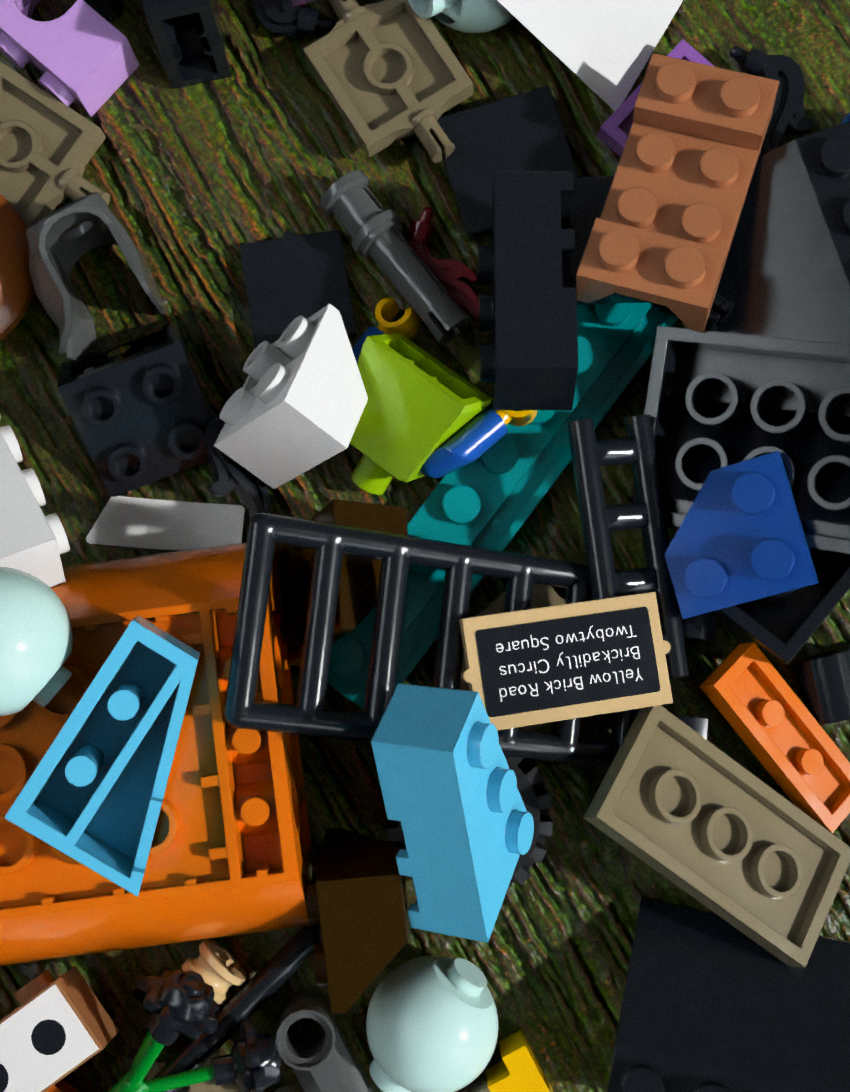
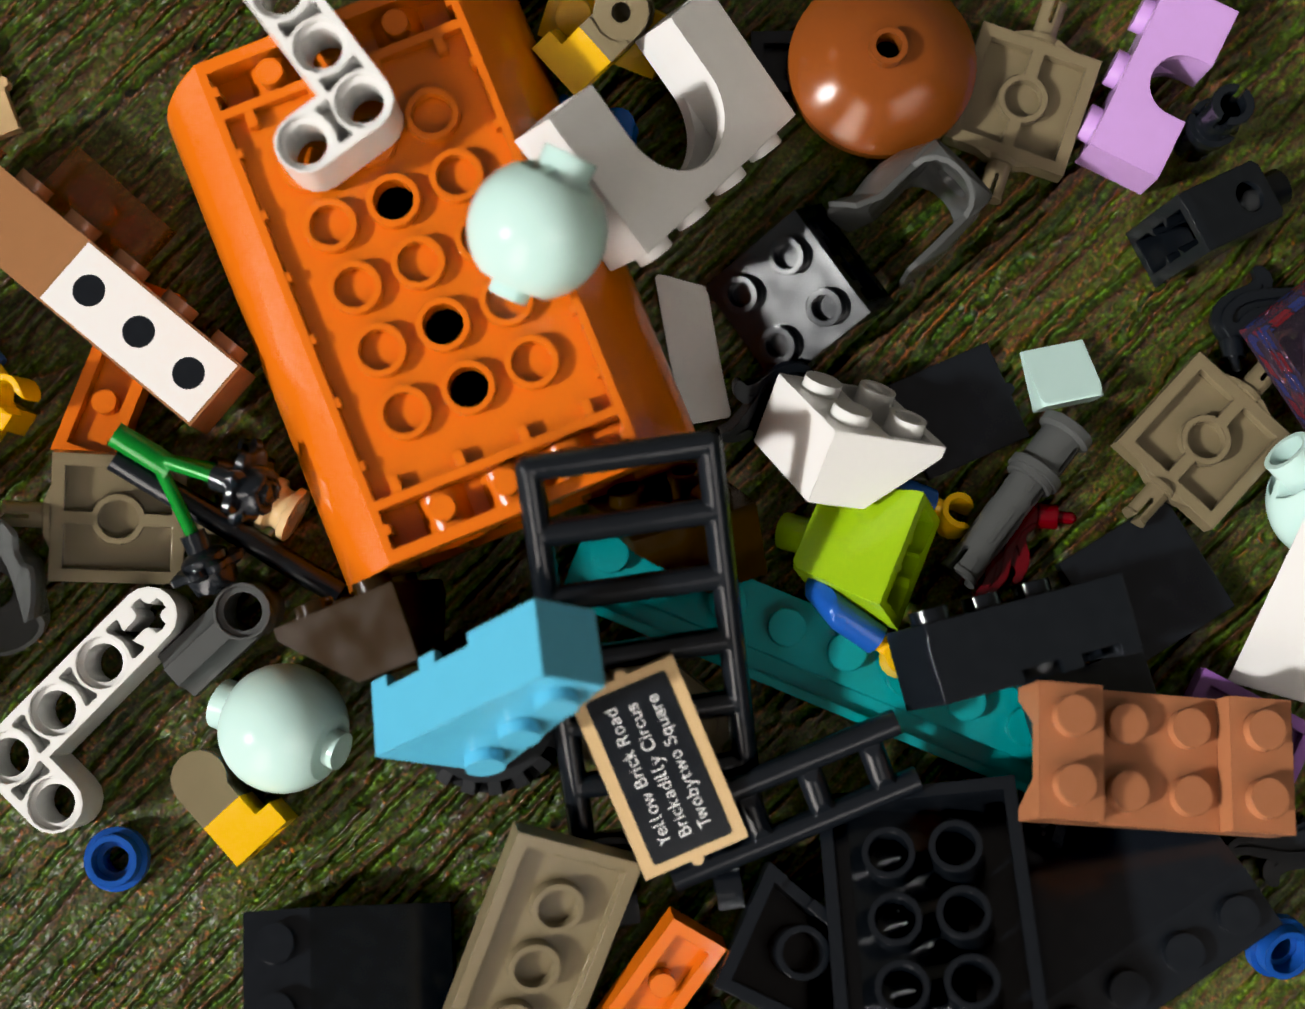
camera: 75 degrees right, 0 degrees up
(112, 759) = (457, 365): medium azure wedge -> none
(291, 184) = (1060, 376): none -> light aqua slope
(740, 539) = (822, 908): blue plate -> none

